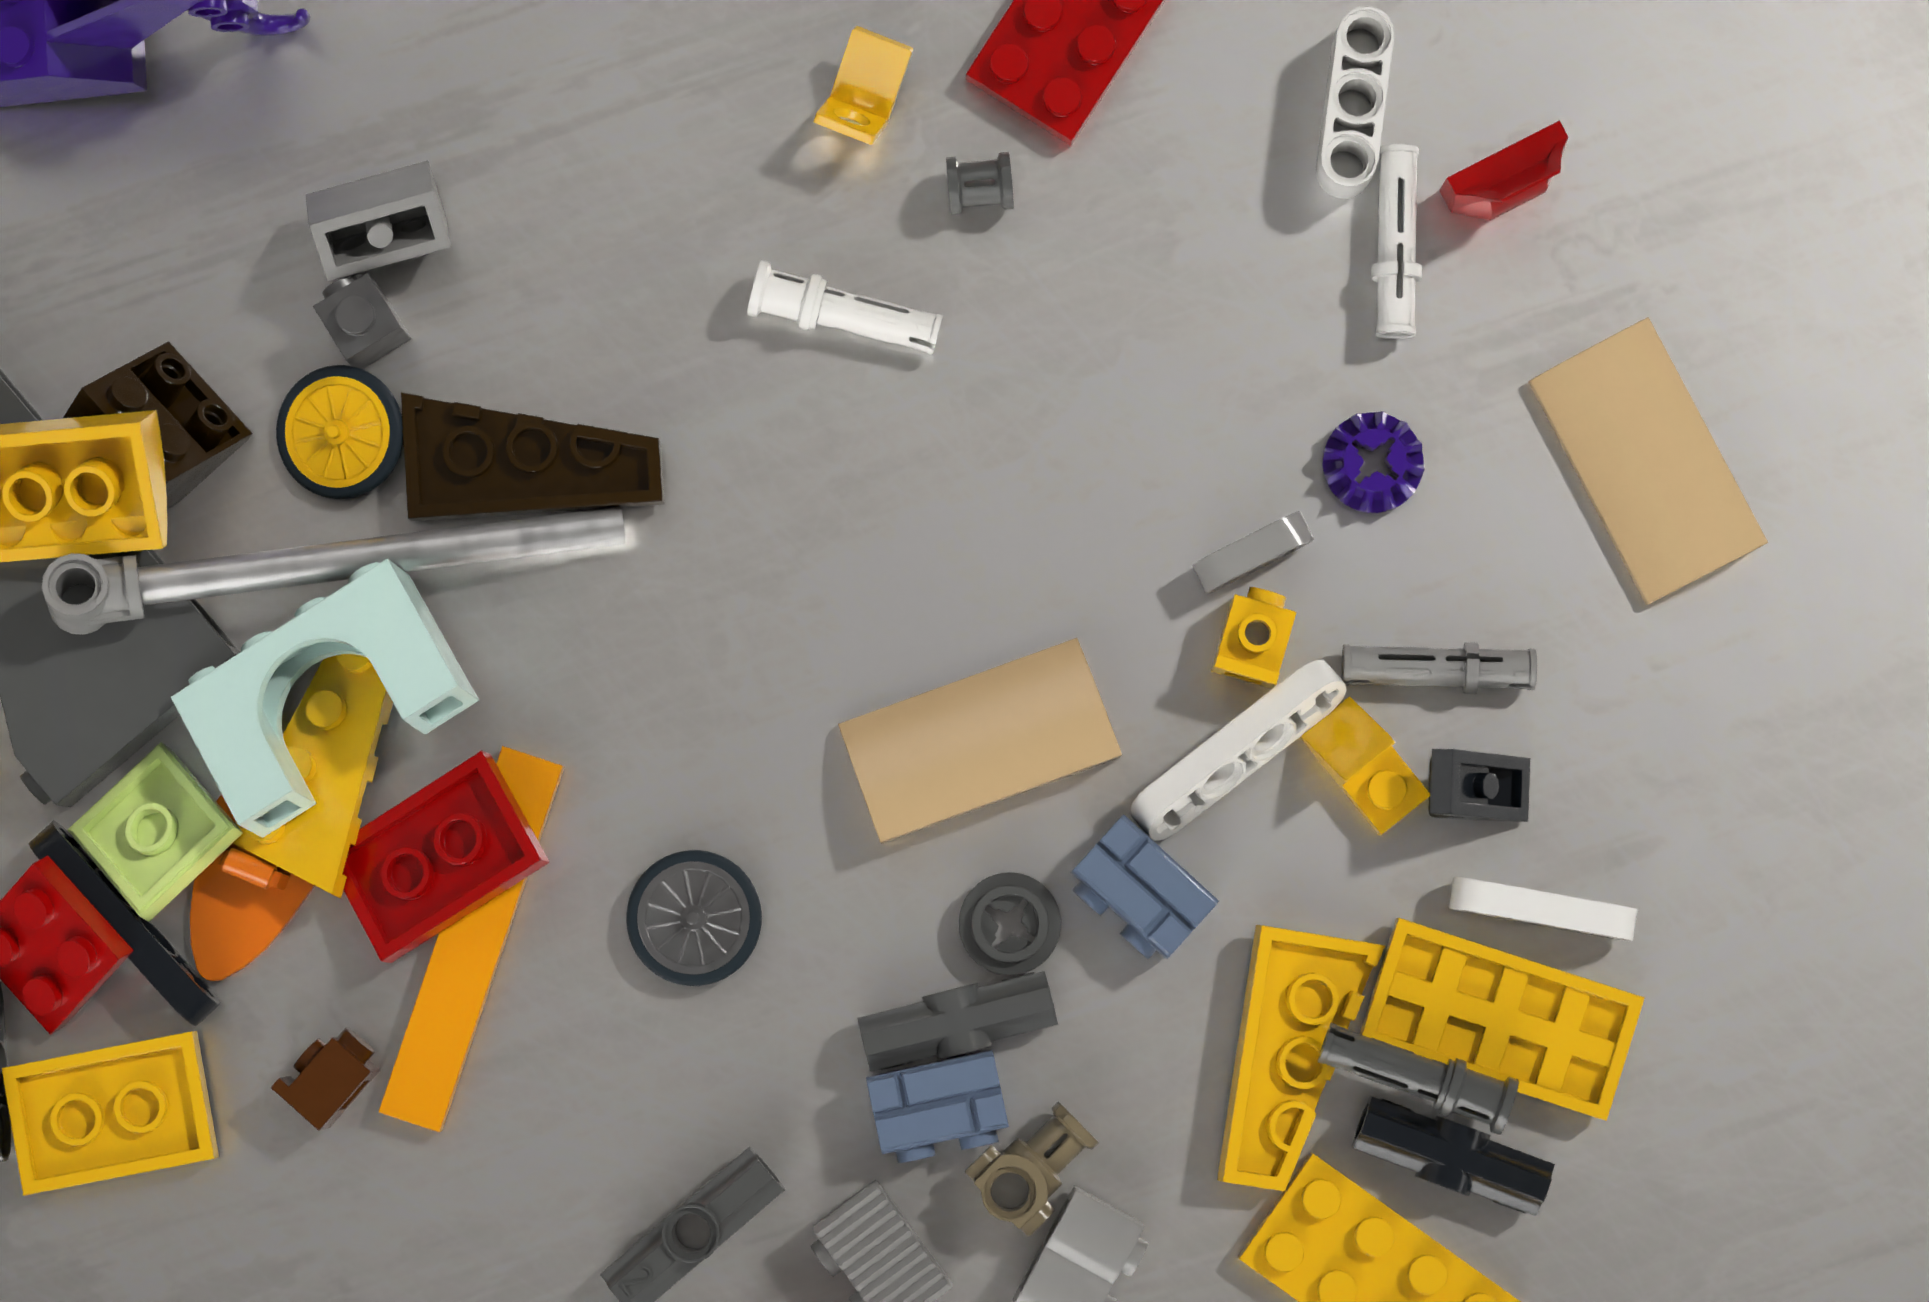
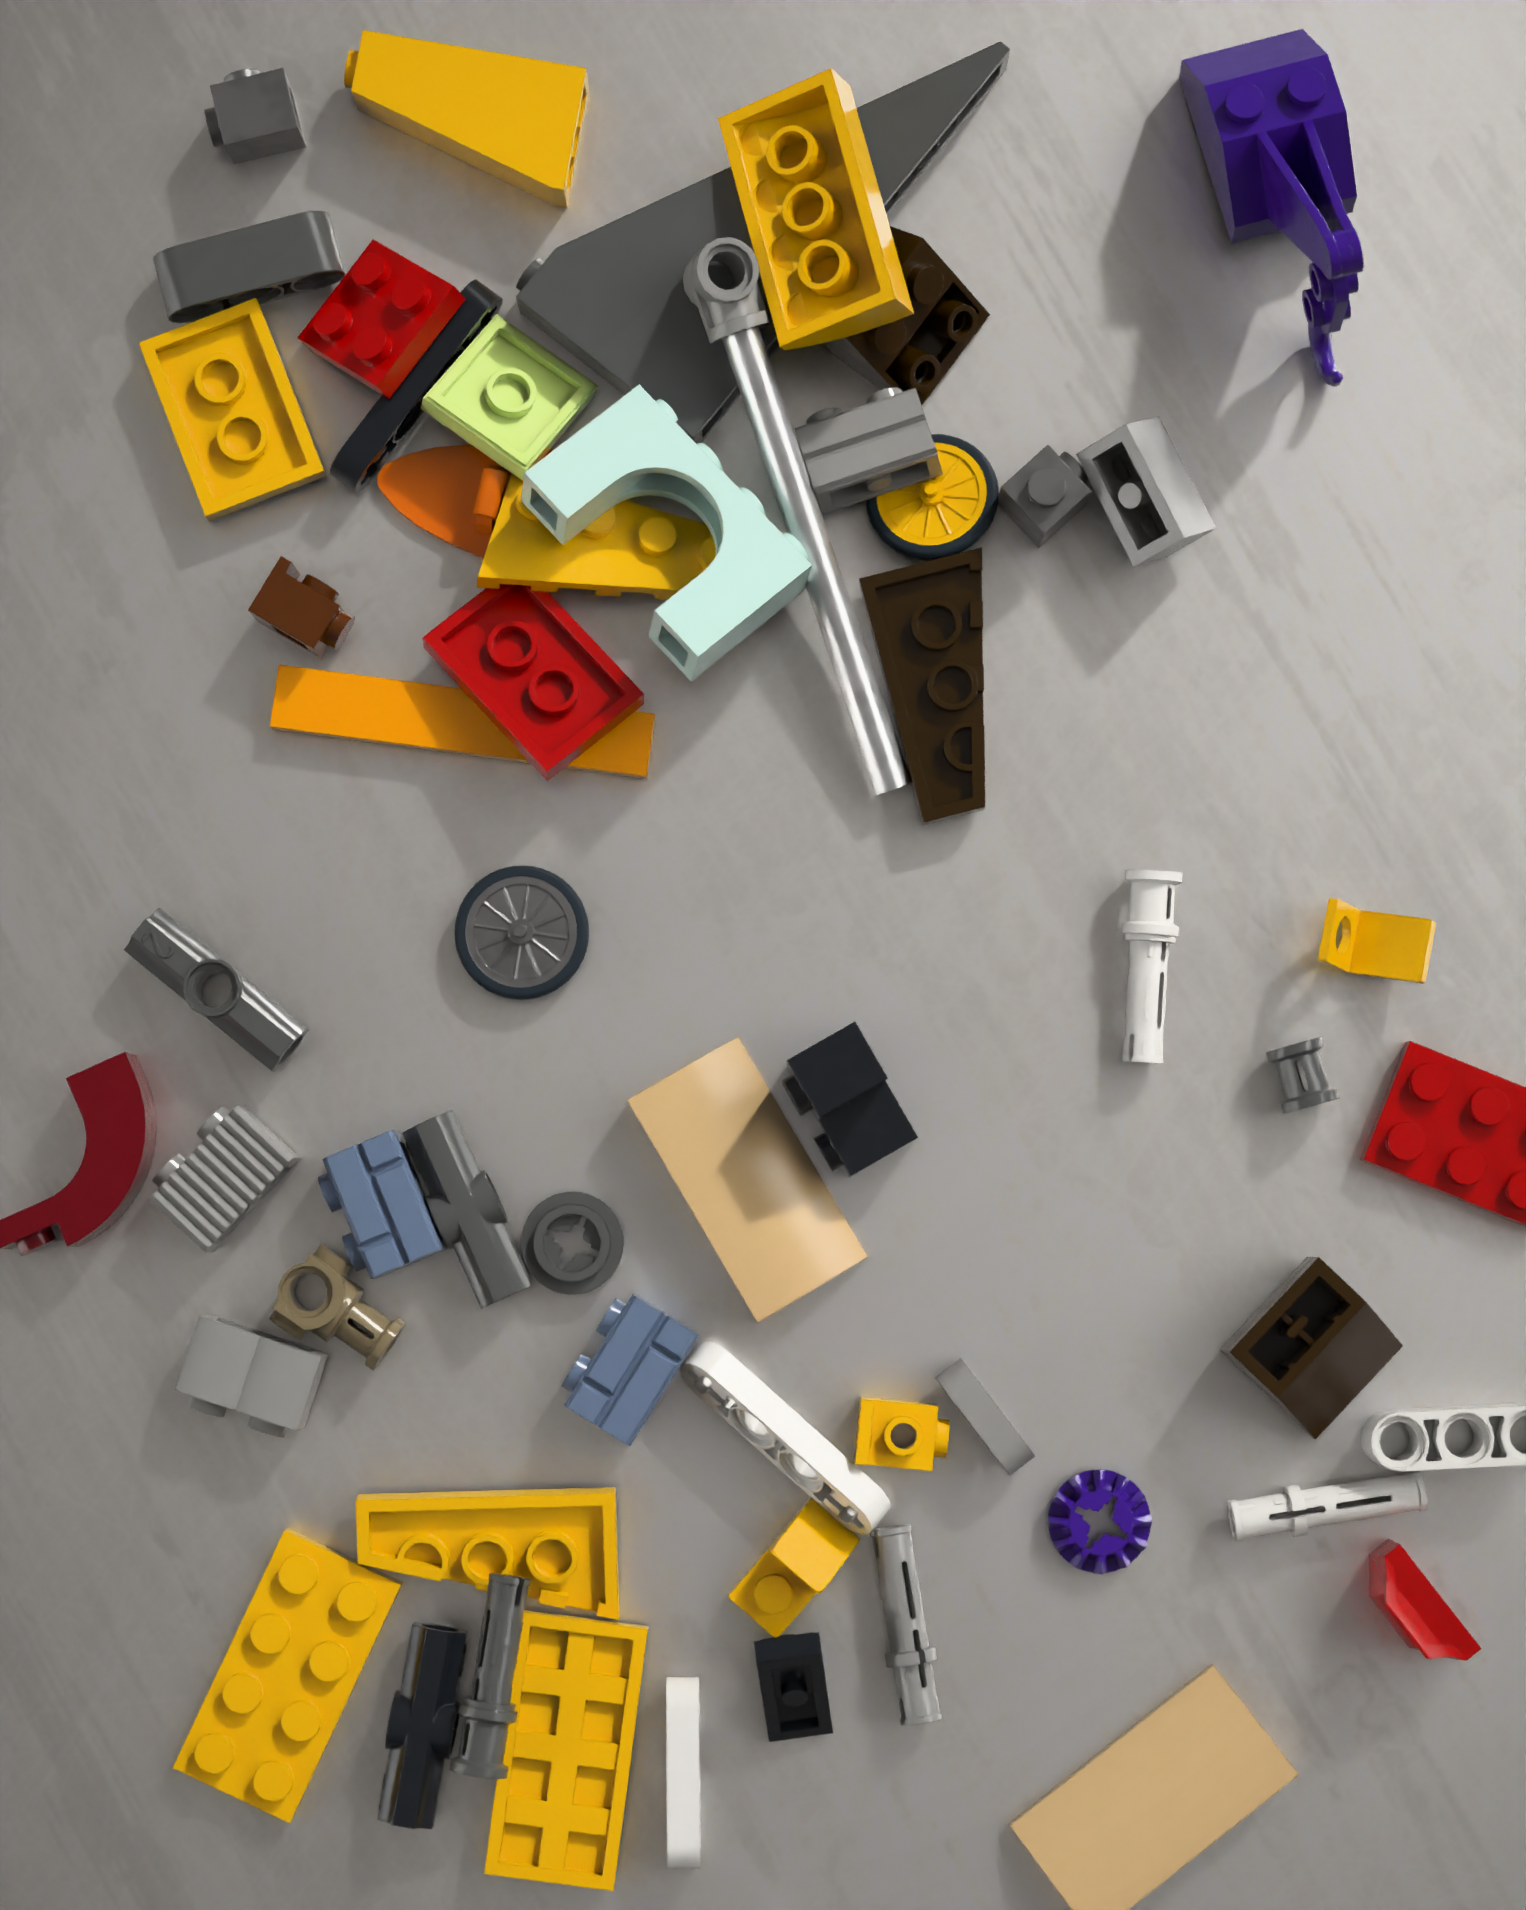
camera: 80 degrees right, 0 degrees up
(280, 484) = (868, 449): none -> light grey brick
(922, 624) = (849, 1099): none -> black brick
(1241, 224) = (1312, 1345): none -> dark brown slope

